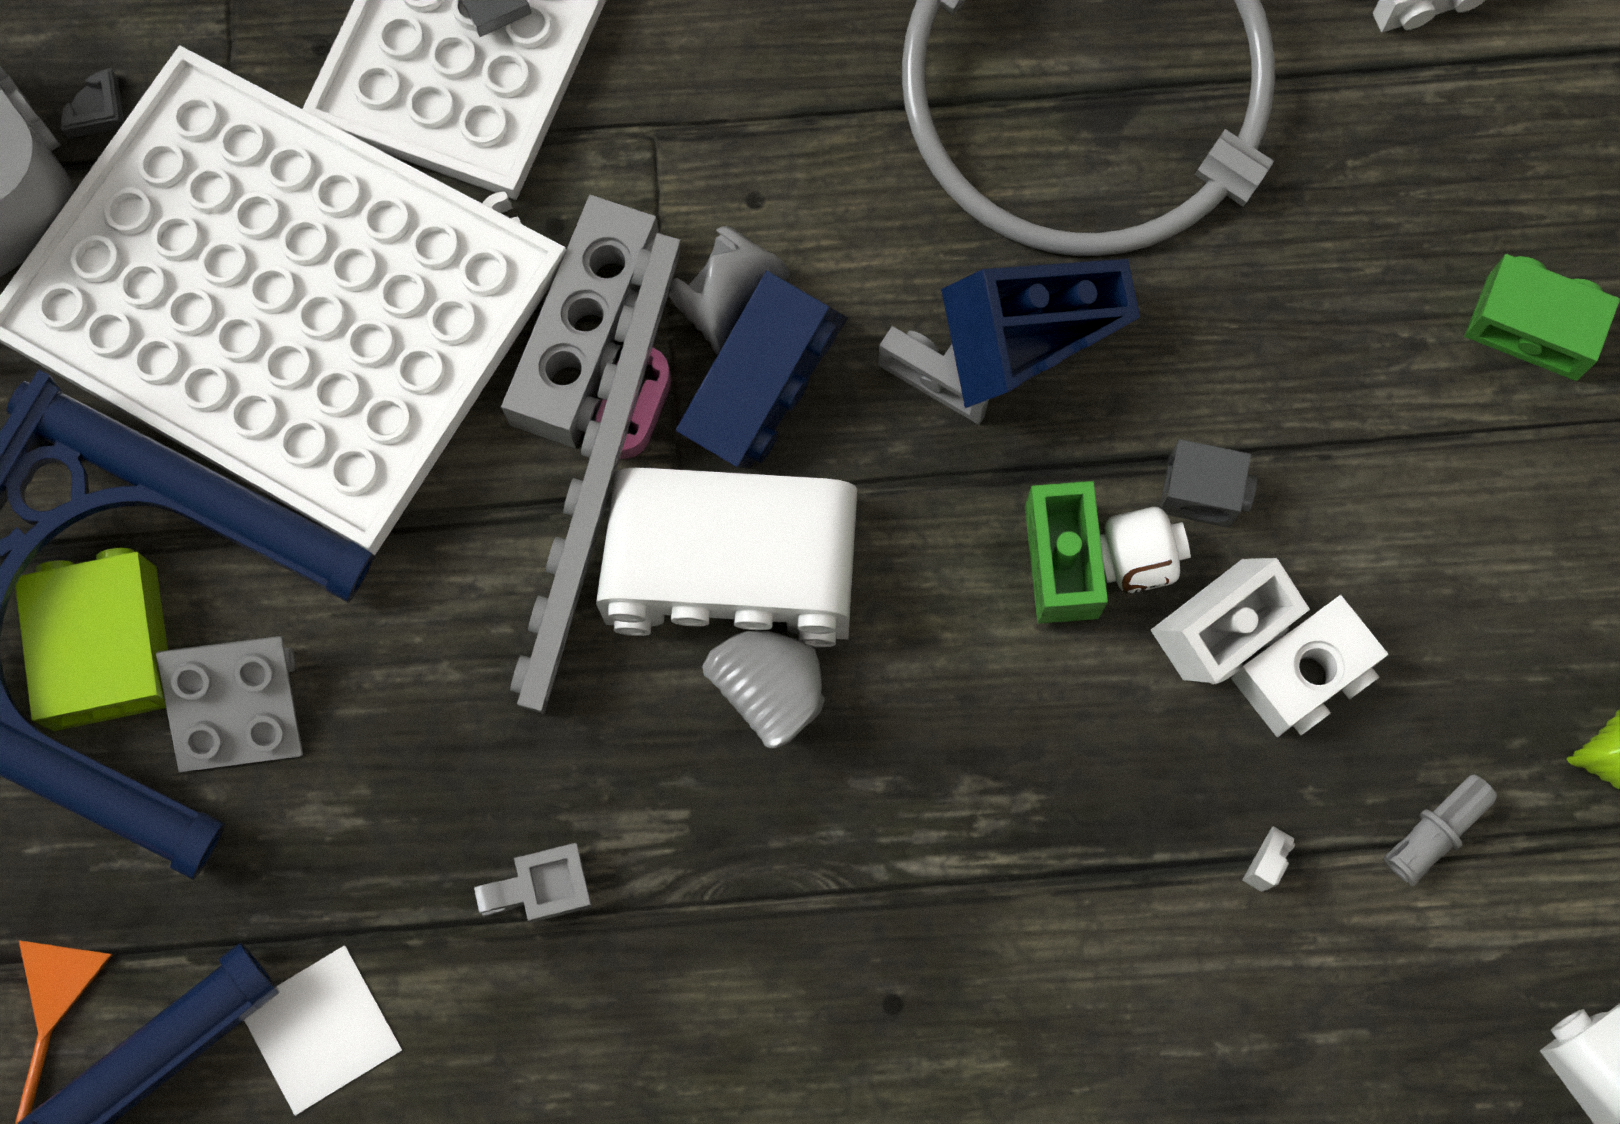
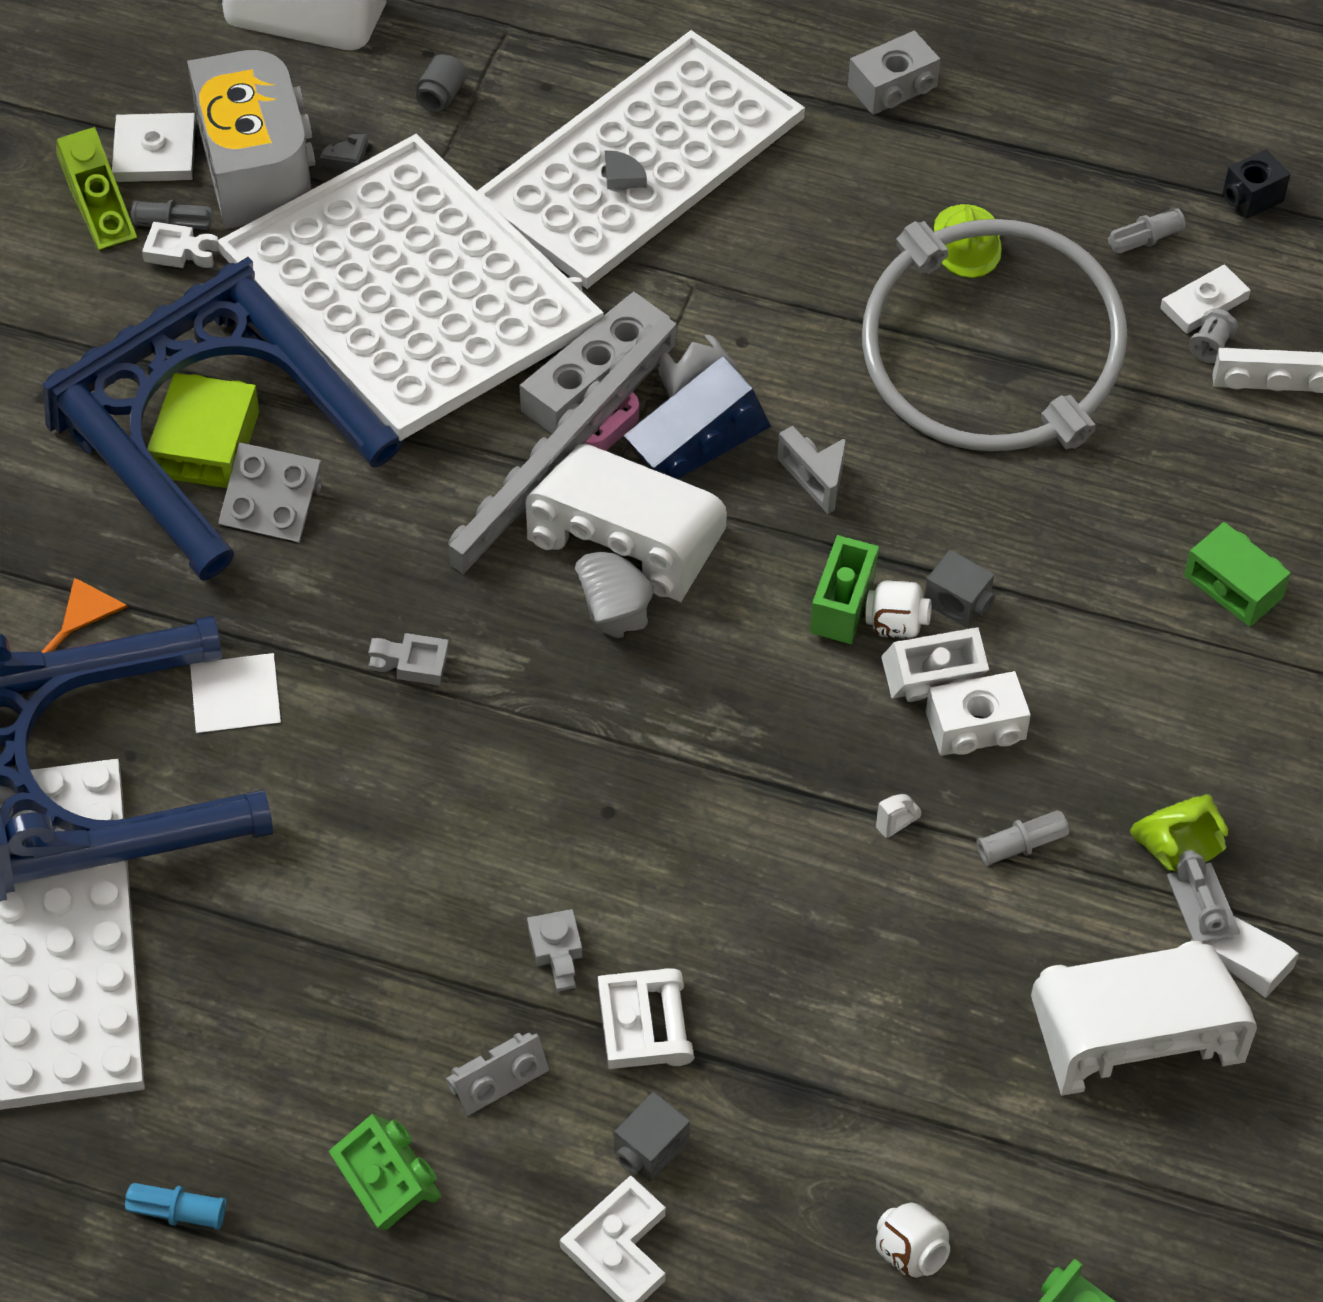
camera: 20 degrees right, 20 degrees down
(1030, 318) = (886, 447): dark blue wedge -> none

